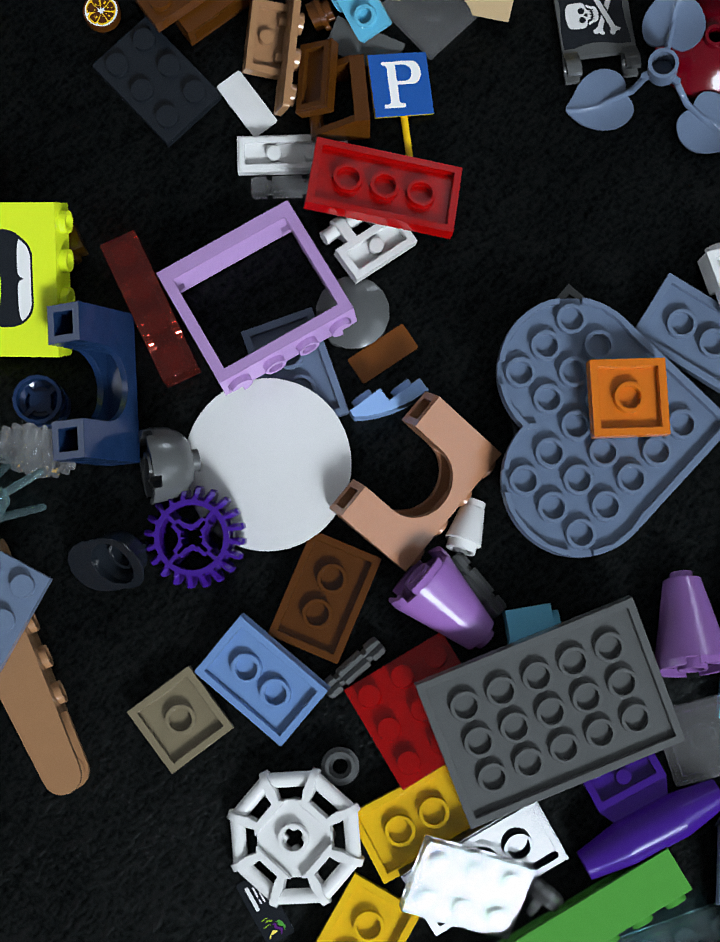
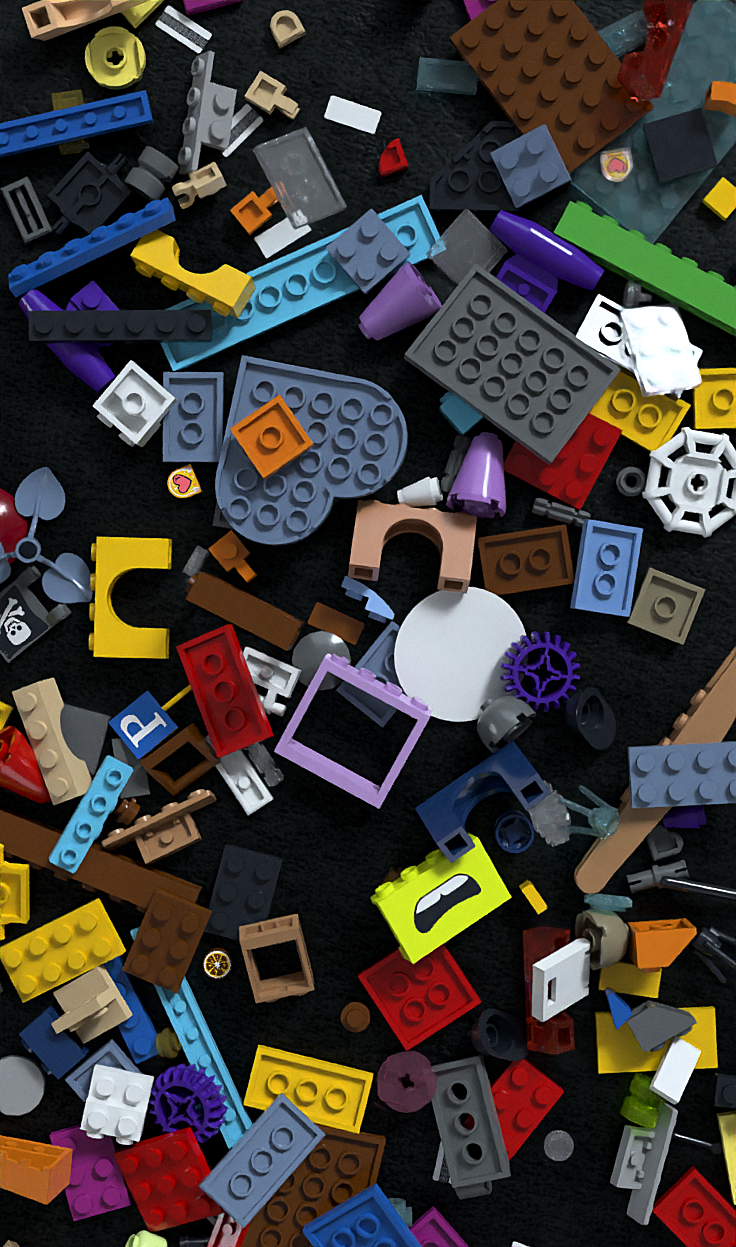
camera: 120 degrees left, 5 degrees up
(95, 81) = (270, 933): none -> medium nougat window
(150, 309) = (404, 798): clear red arch -> none
(246, 103) = (219, 823): white sticker -> none
(317, 78) = (175, 784): reddish brown tile -> none
(457, 252) = (244, 610): none -> reddish brown window
(518, 109) = (113, 559): none -> yellow arch
(524, 286) = (231, 554): none -> orange plate
(540, 243) = (196, 561): none -> clear tile
(632, 283) = (184, 483): none -> tile

